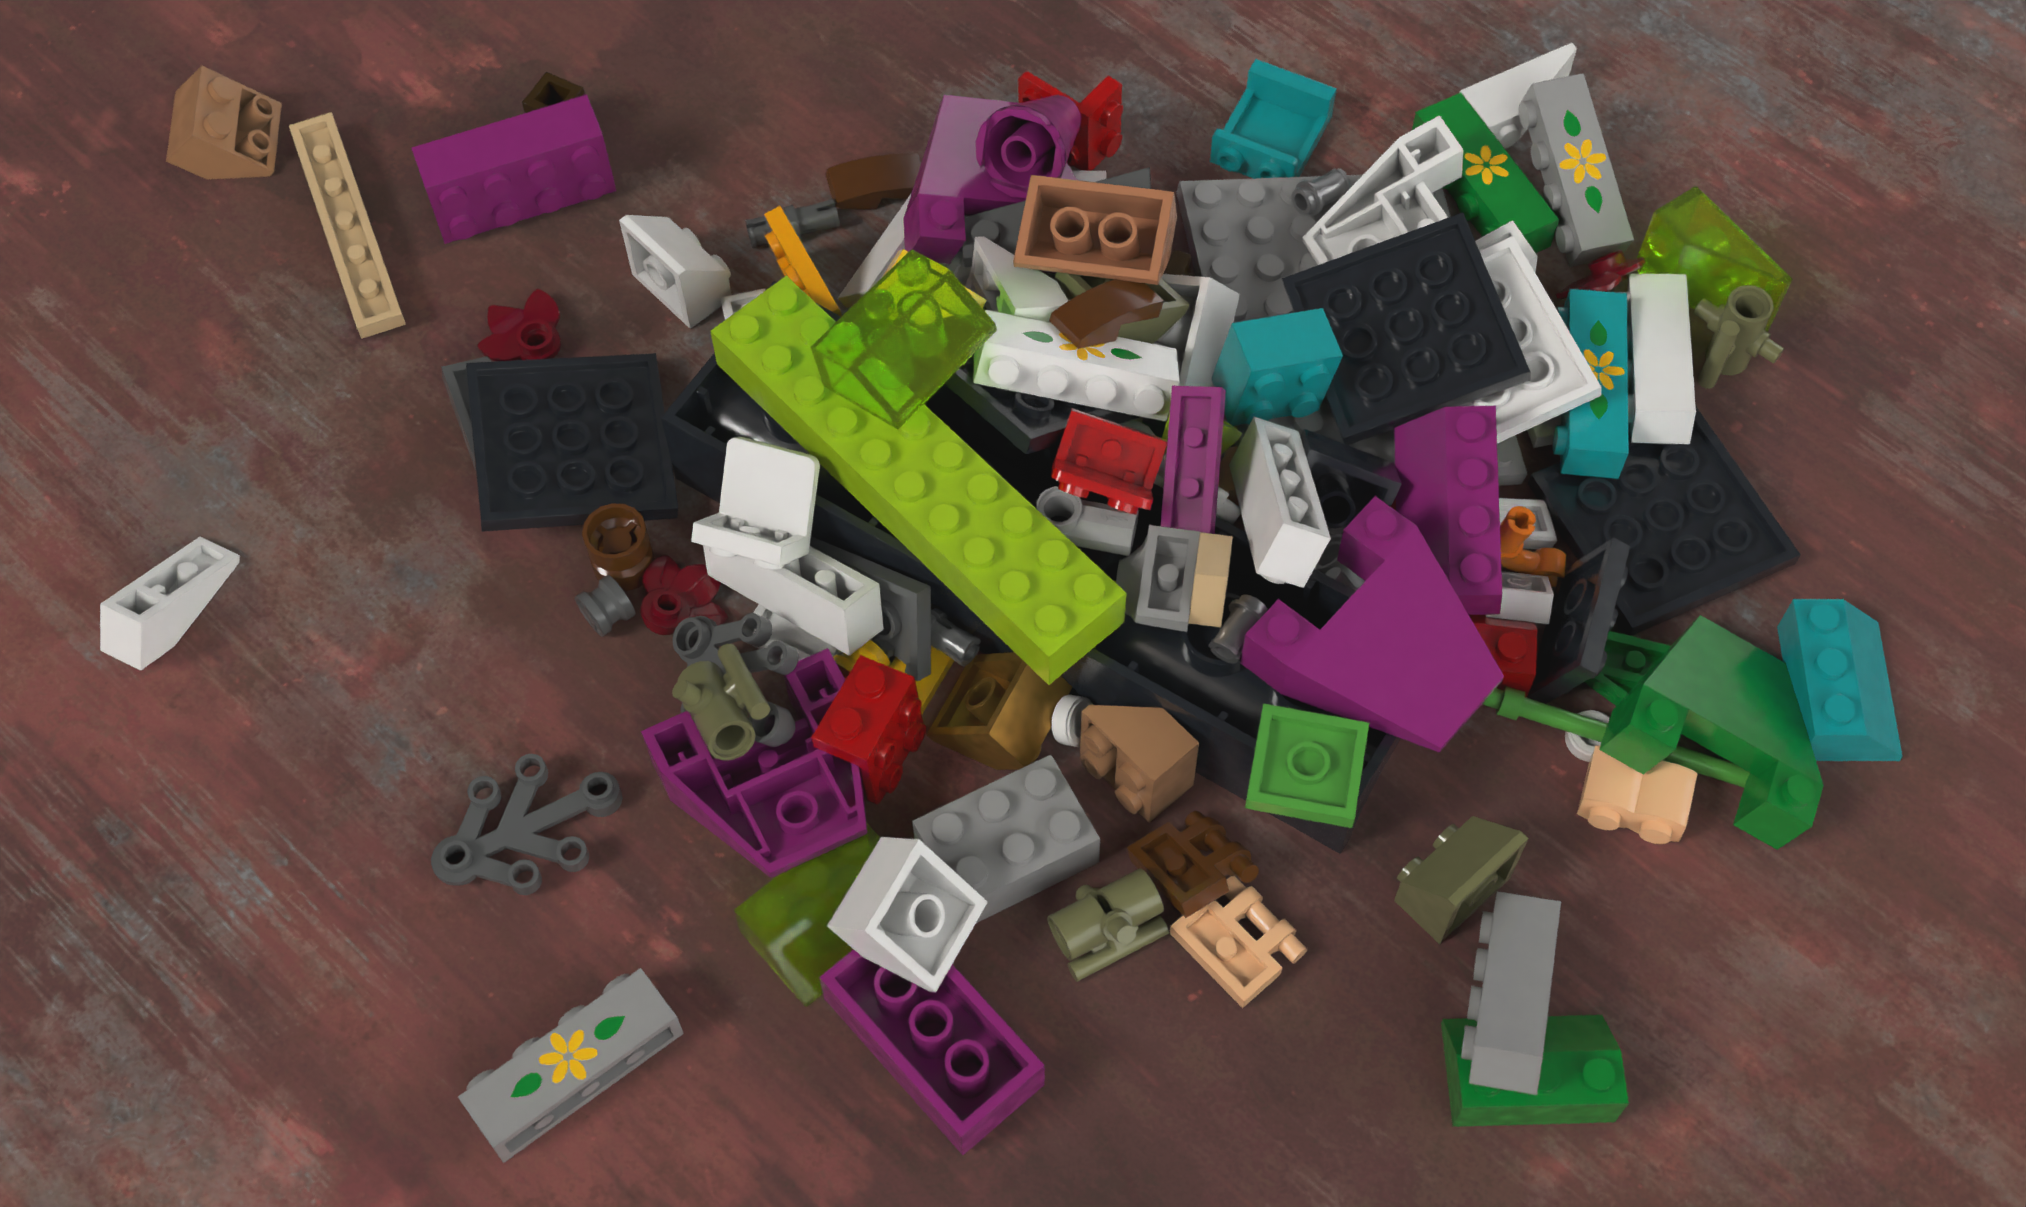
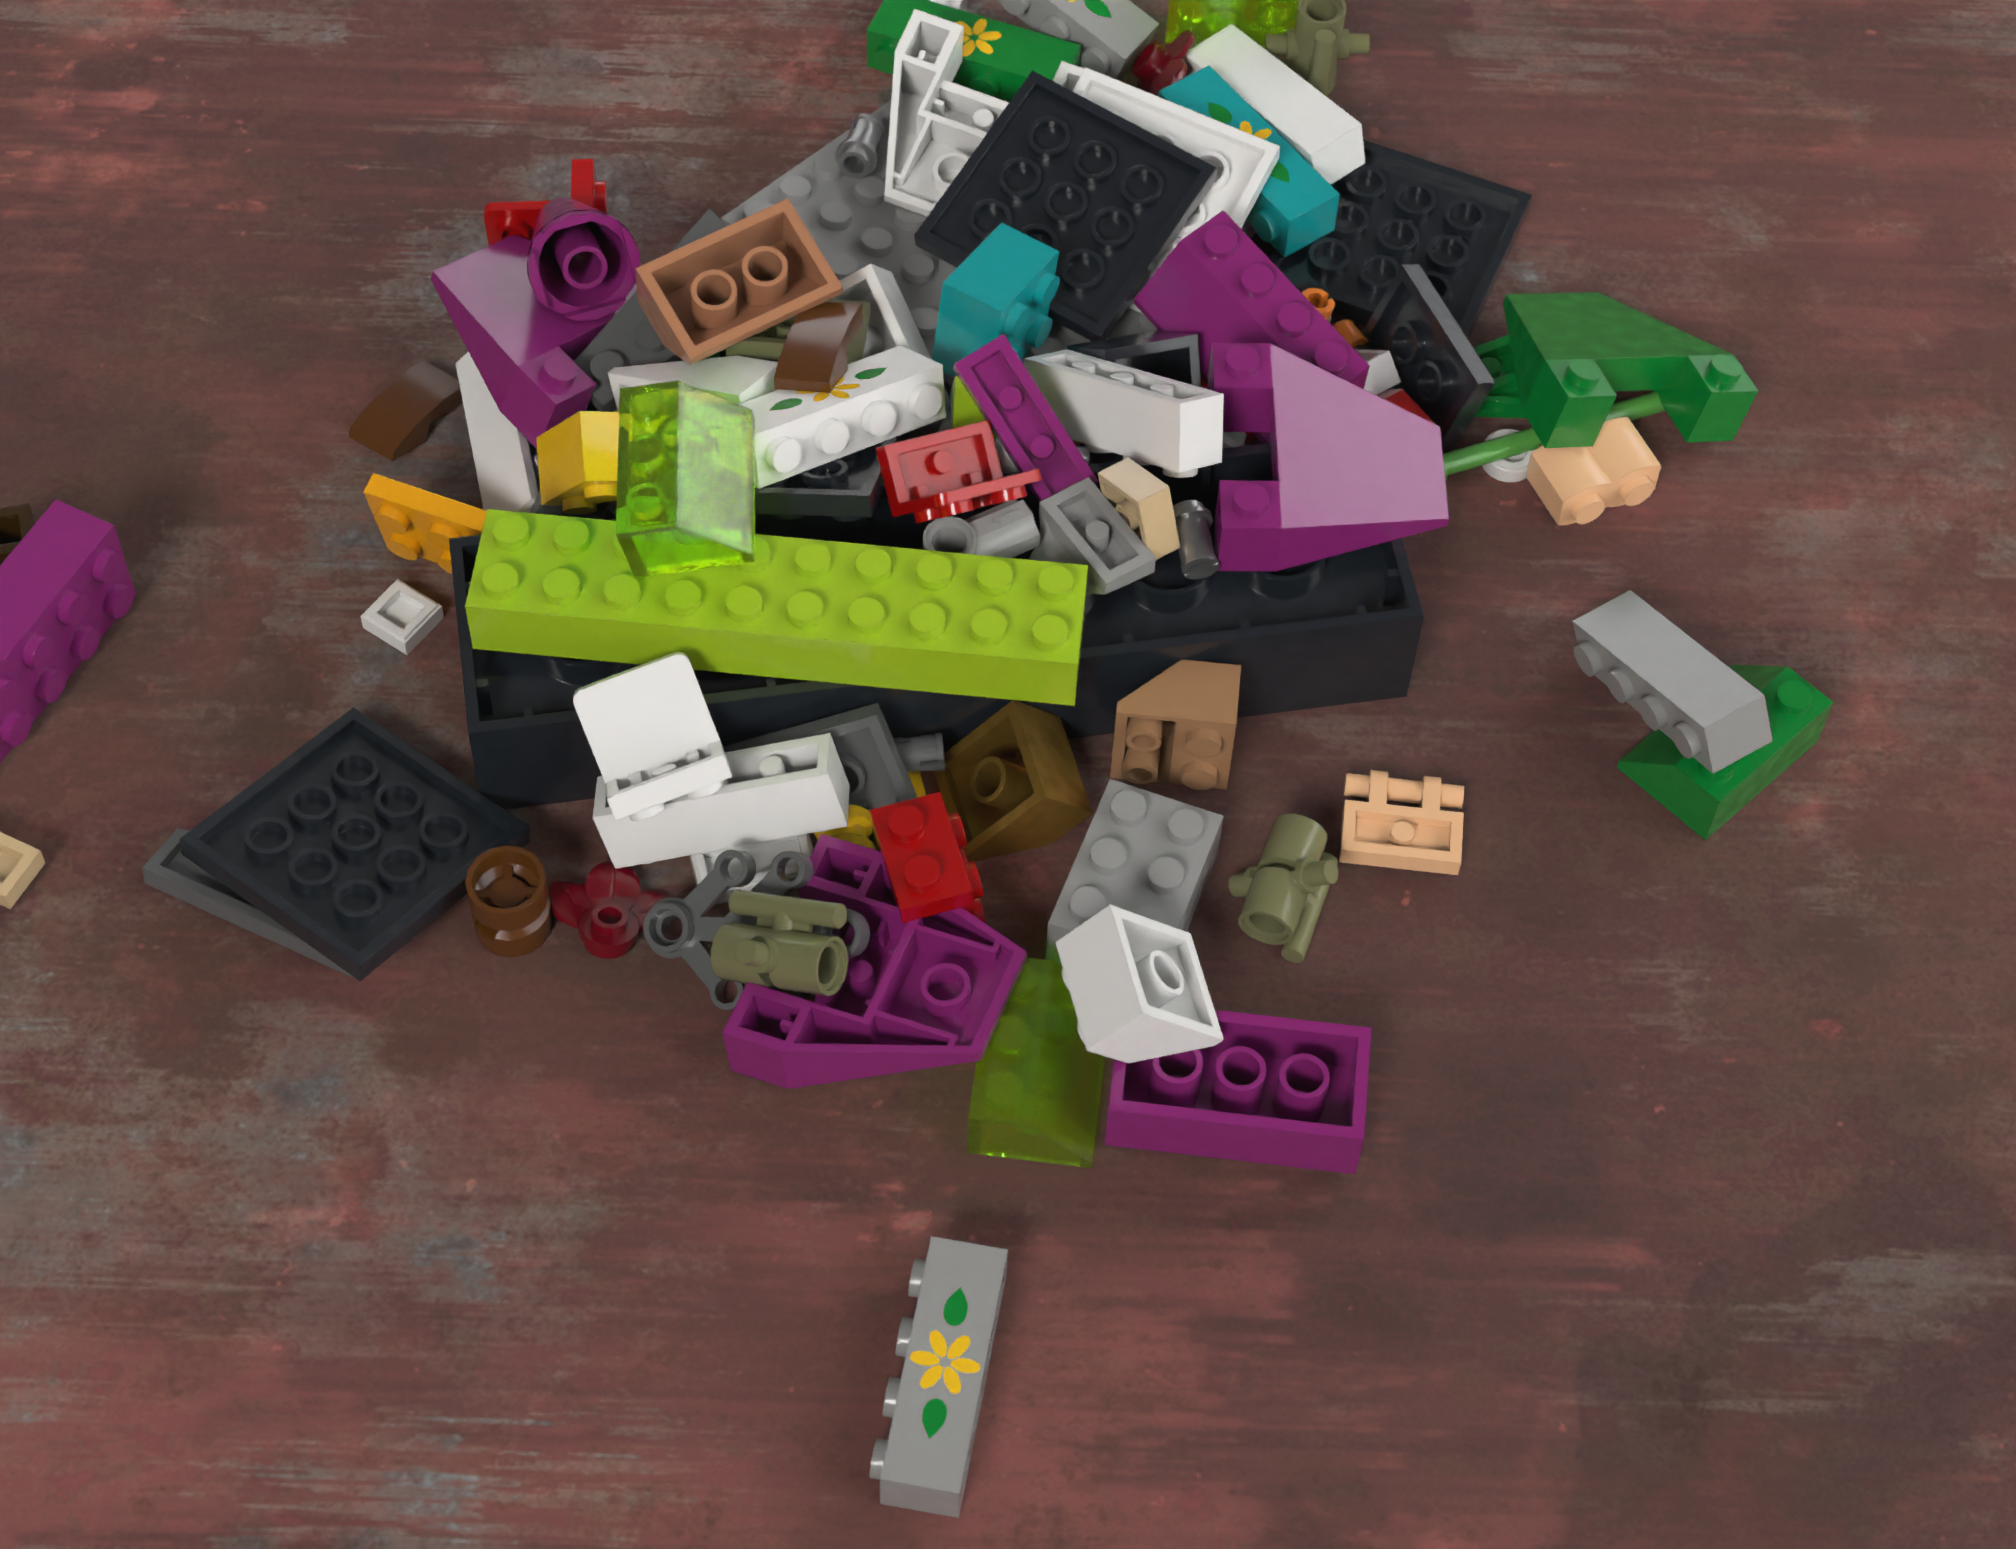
camera: 45 degrees left, 5 degrees down
(163, 603) = (74, 1297): white slope -> none
(517, 330) = (177, 787): dark red plate -> none
(519, 830) = (674, 1224): dark grey plant -> none
(605, 605) = (546, 965): dark grey wheel -> none
(675, 267) = (293, 618): white slope -> none
(803, 220) = (353, 510): dark grey pin -> none
(1067, 719) = (1087, 746): white tile -> none
(1183, 871) = (1322, 793): reddish brown plate -> none
(1274, 124) = (738, 124): teal panel -> none
(1307, 765) = (1363, 607): bright green plate -> none
(1459, 874) = (1528, 630): olive slope -> none
(1840, 680) = (1641, 268): teal slope -> none

